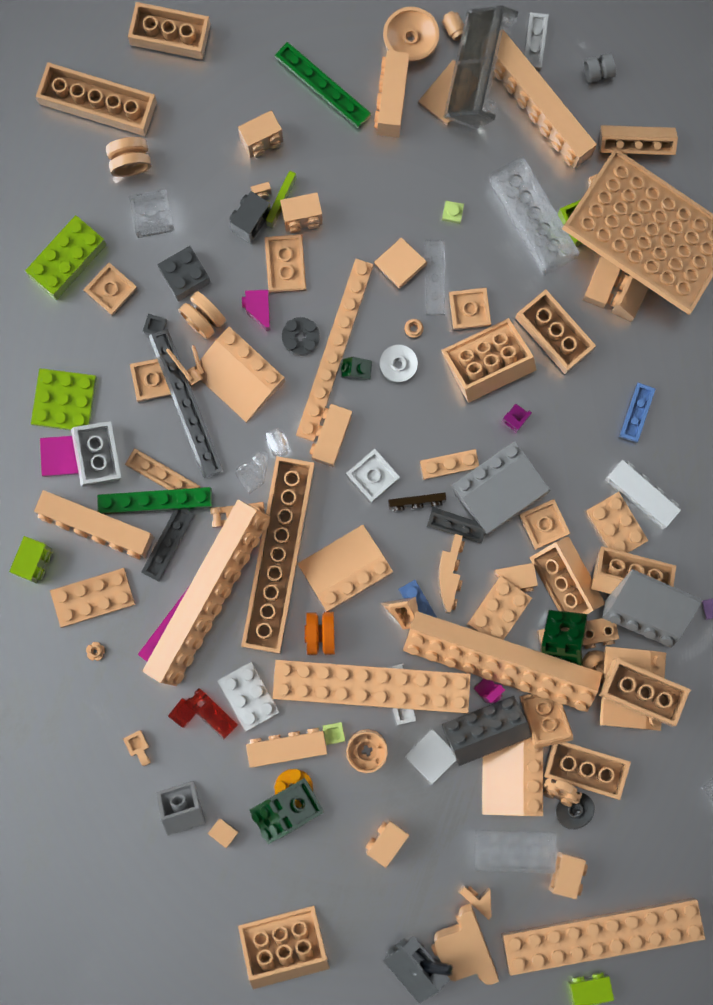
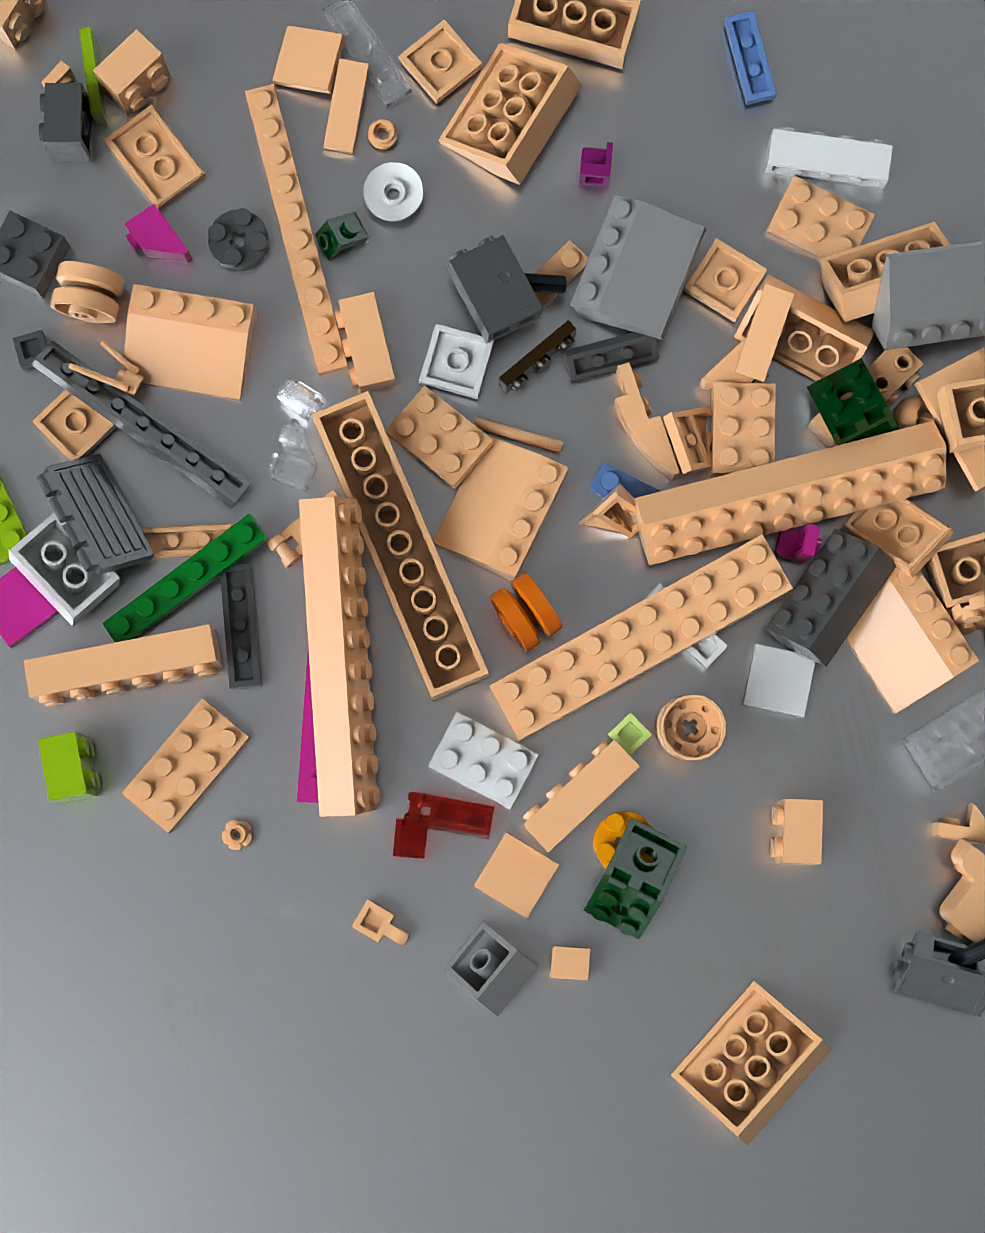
camera: 30 degrees left, 0 degrees up
(130, 437) = (96, 515): none -> dark grey hinge
(226, 768) = (516, 875): none -> light nougat tile
(337, 510) = (439, 436): none -> light nougat plate
(379, 534) = (518, 434): none -> light nougat bar
(403, 301) = (346, 106): none -> light nougat tile
(418, 452) = (498, 289): none -> dark grey piece
(468, 597) = (690, 438): none -> light nougat wing
(543, 567) = (764, 332): none -> light nougat tile

